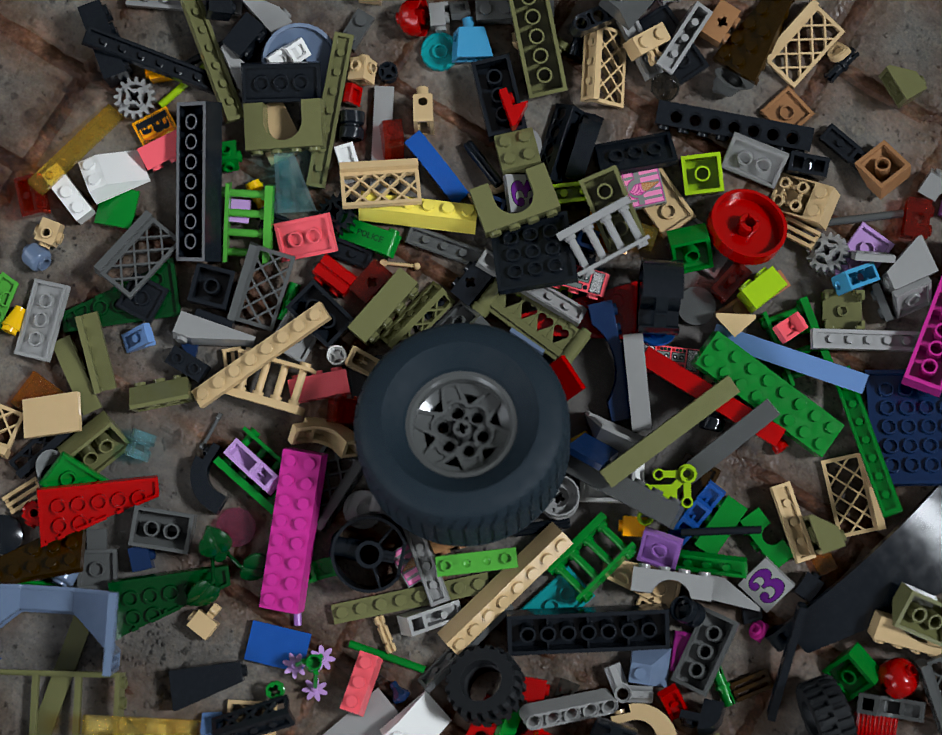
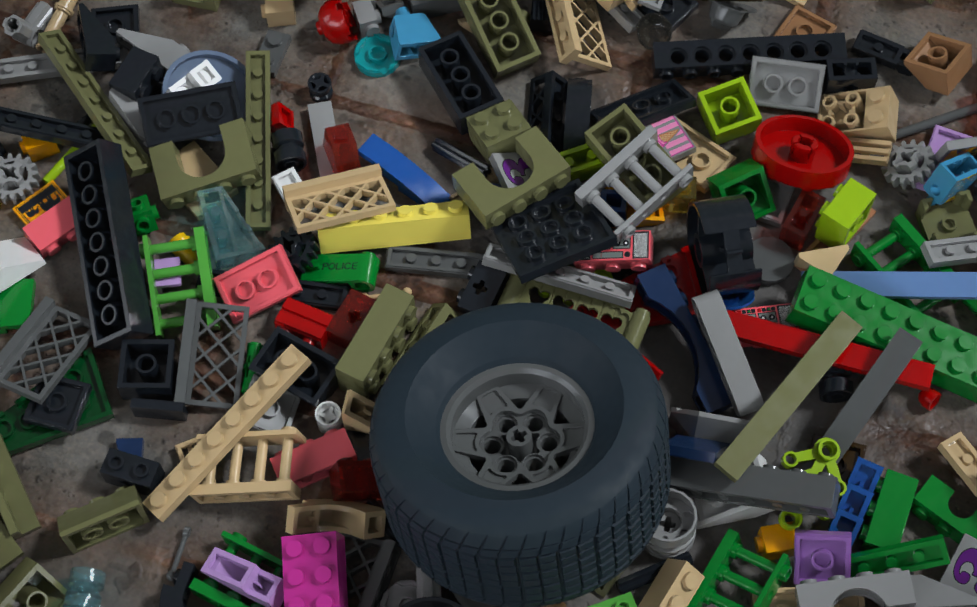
camera: 15 degrees left, 20 degrees down
(138, 338) = (61, 454): medium blue slope -> none
(201, 331) = (149, 427): light grey slope -> none
(362, 70) = (288, 88): tan brick -> none
(423, 111) = (372, 107): tan torso -> none
(513, 112) = (480, 81): red slope -> none
(720, 531) = (895, 514): black bar -> none
(790, 327) = (895, 250): coral bracket -> none

